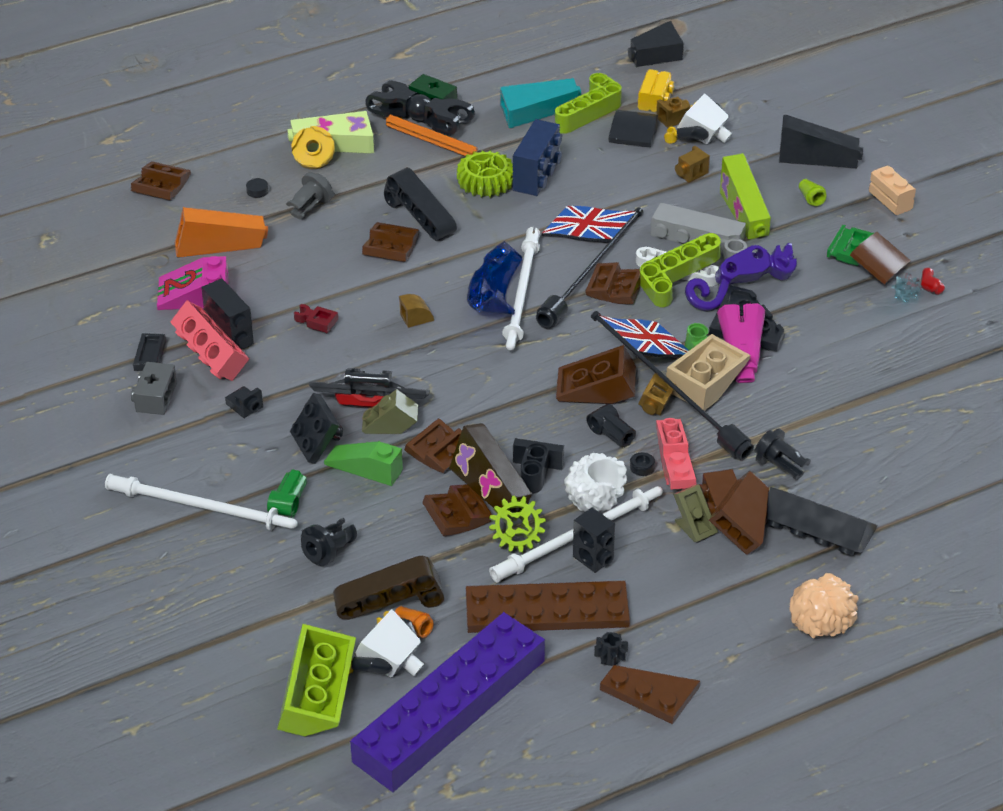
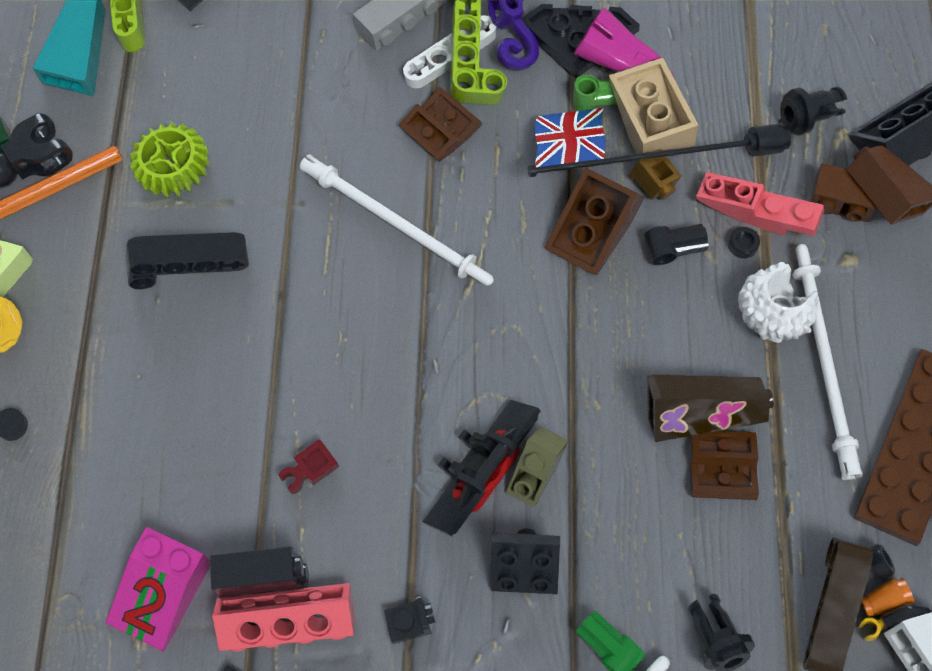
camera: 55 degrees left, 25 degrees up
(217, 232) = (79, 513): orange slope -> none
(314, 190) = (77, 364): dark grey piece -> none
(369, 460) = (598, 526): bright green slope -> none
(390, 241) = (218, 318): reddish brown slope -> none
(414, 310) = (363, 352): pearl gold brick -> none
(435, 445) = (609, 433): reddish brown slope -> none
(438, 606) = (882, 562): none -> black tile
(491, 280) = (369, 255): clear blue windscreen -> none
(527, 532) = (799, 416): lime gear -> none
(535, 460) = (698, 357): black tile -> none
(536, 157) = (190, 92): dark blue brick -> none
(588, 225) = (329, 96): flag -> none
(593, 540) = (867, 349): black brick -> none
(694, 513) = (858, 234): olive slope -> none

